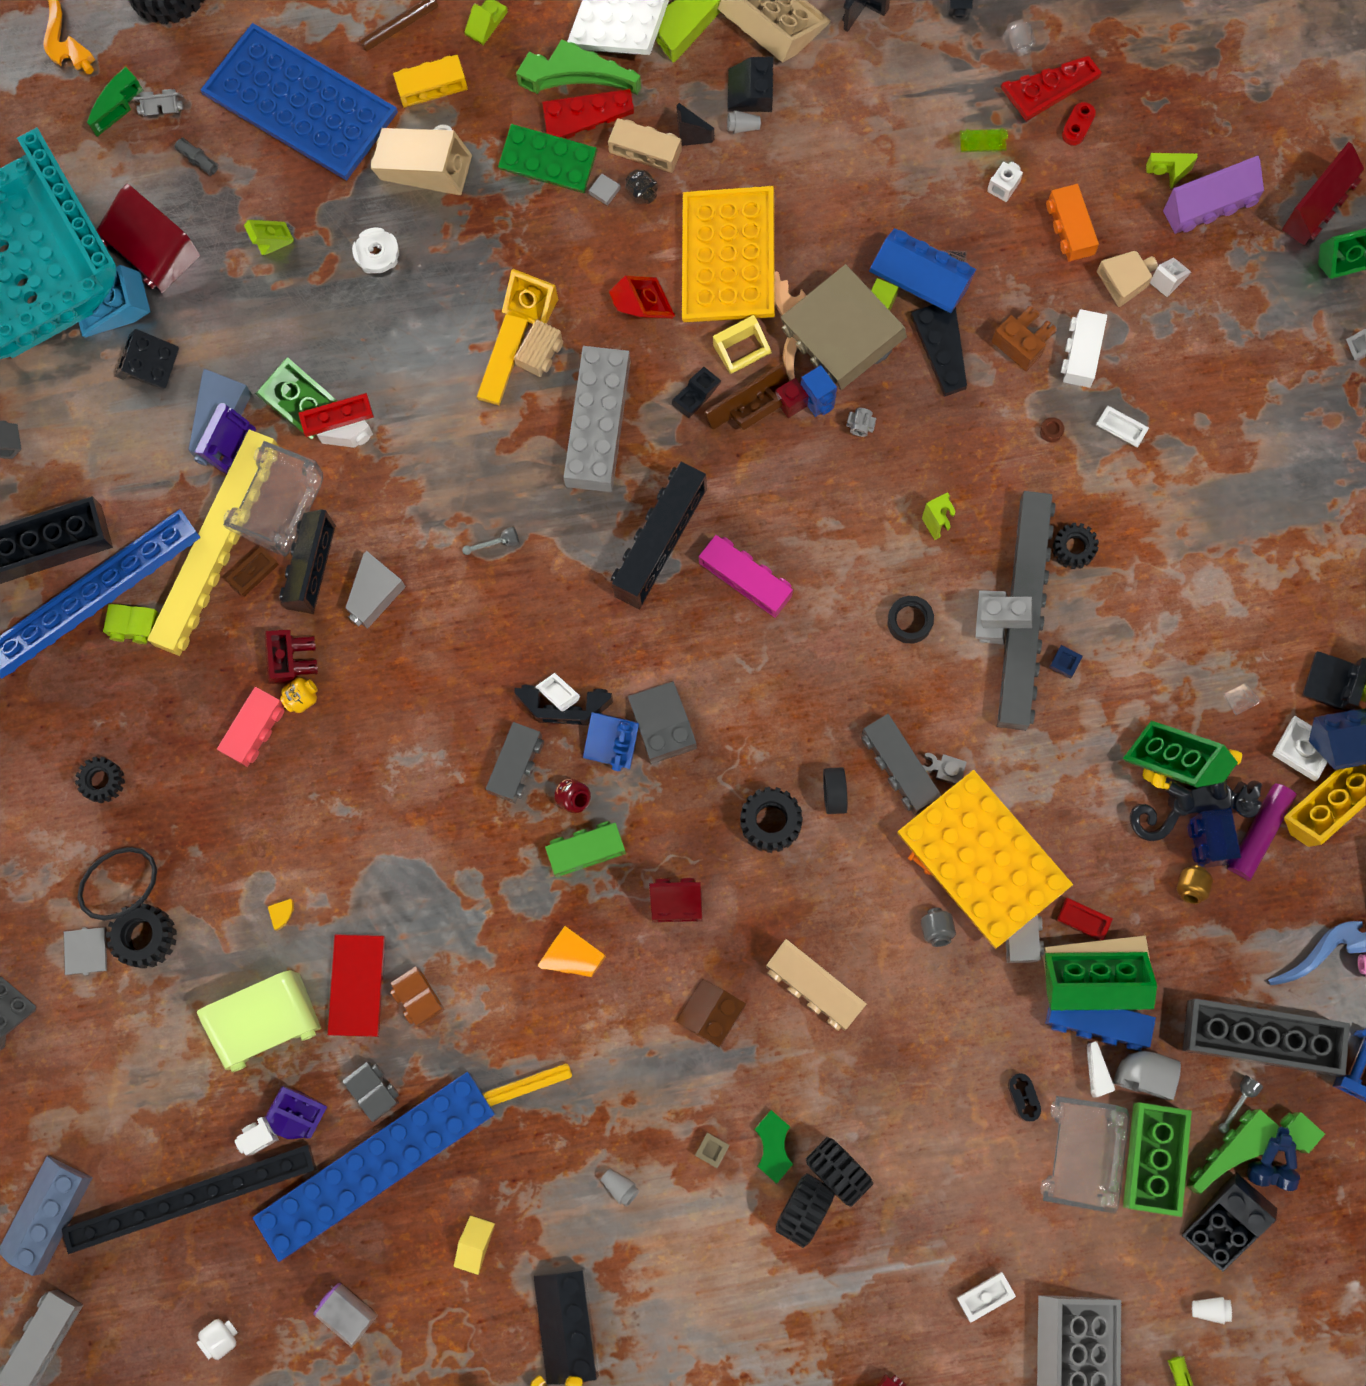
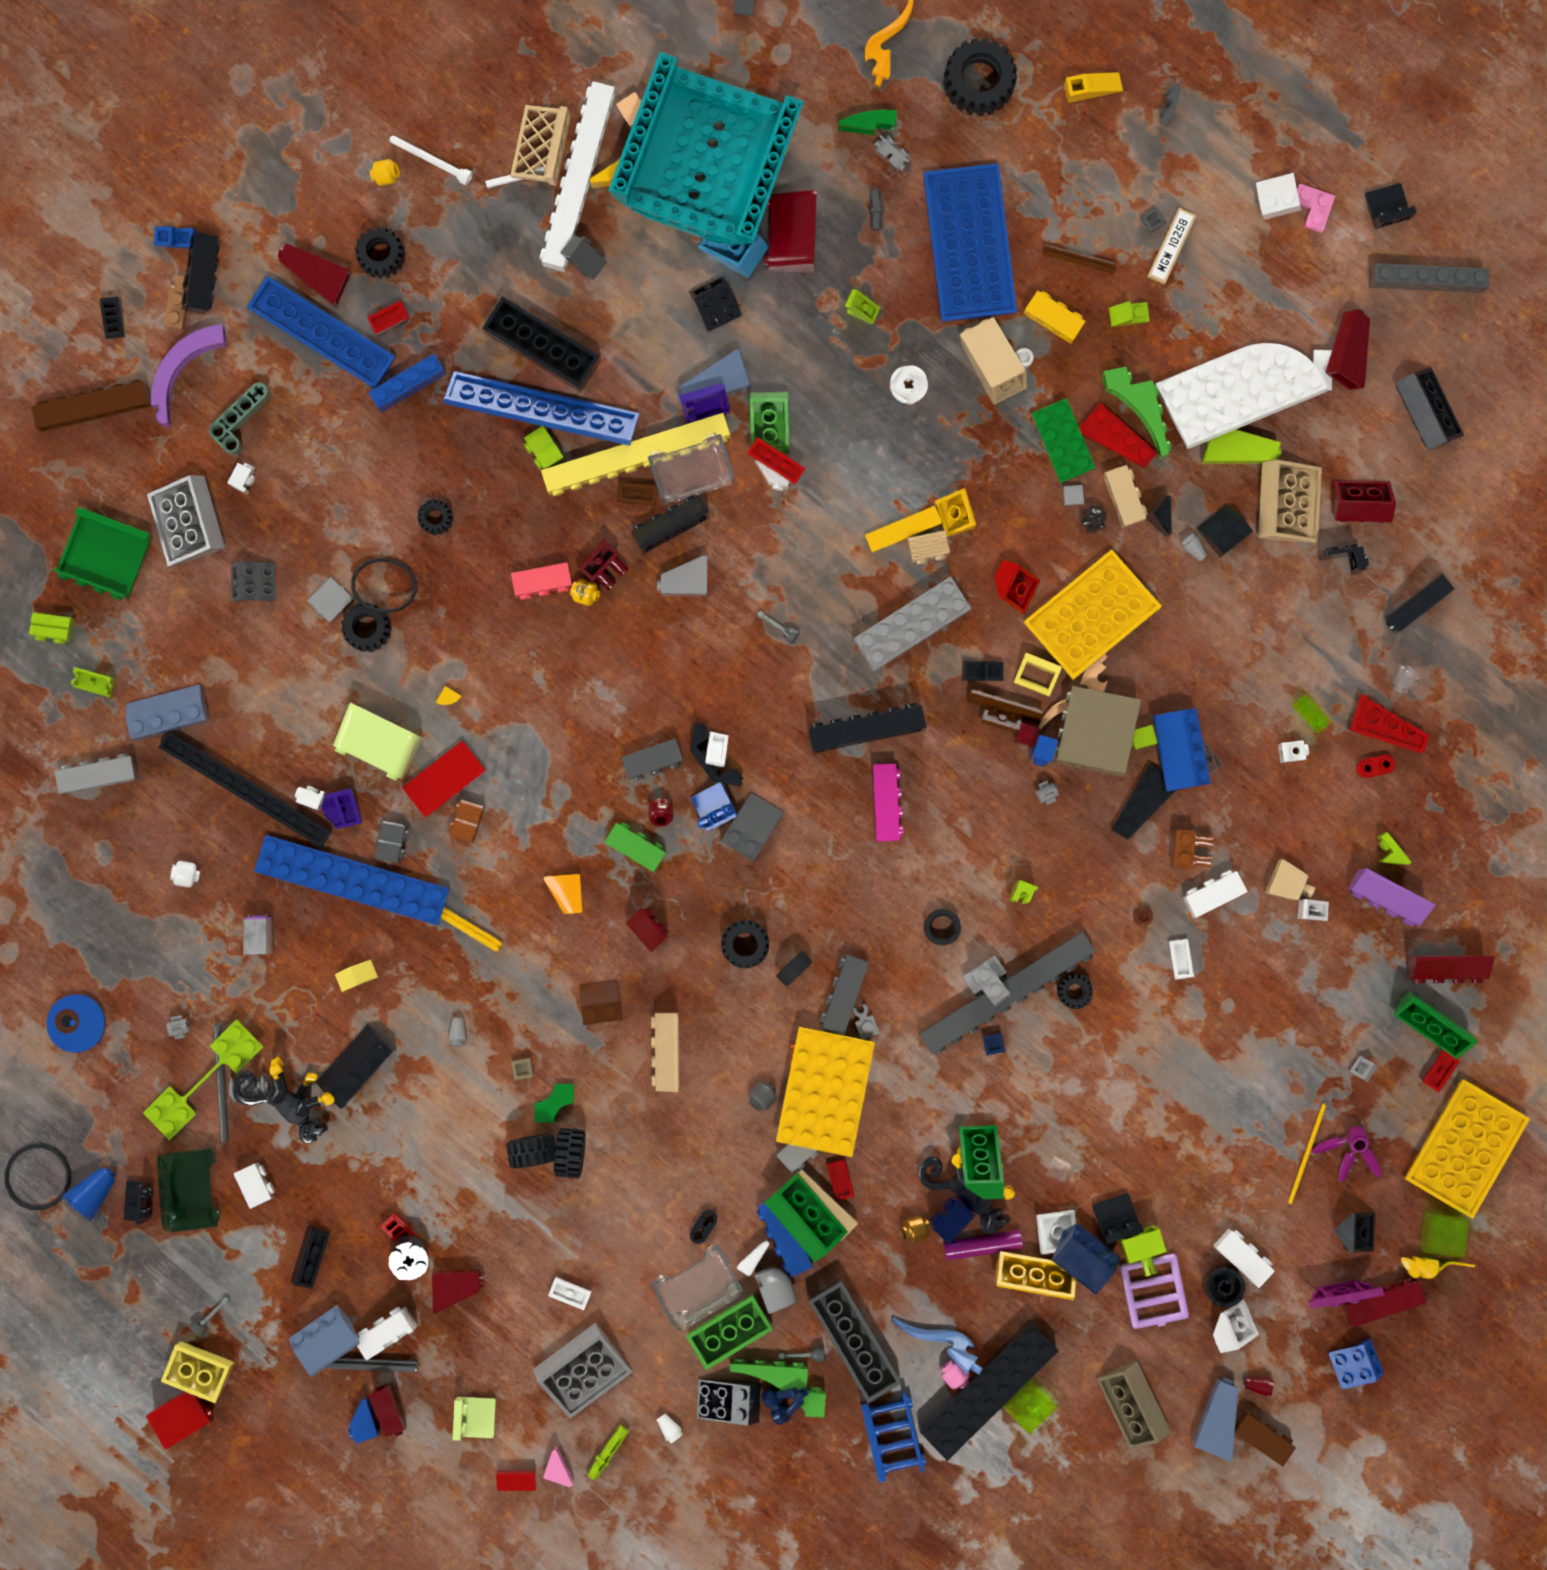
camera: 40 degrees right, 10 degrees up
(1072, 222) = (1297, 818): orange brick -> none

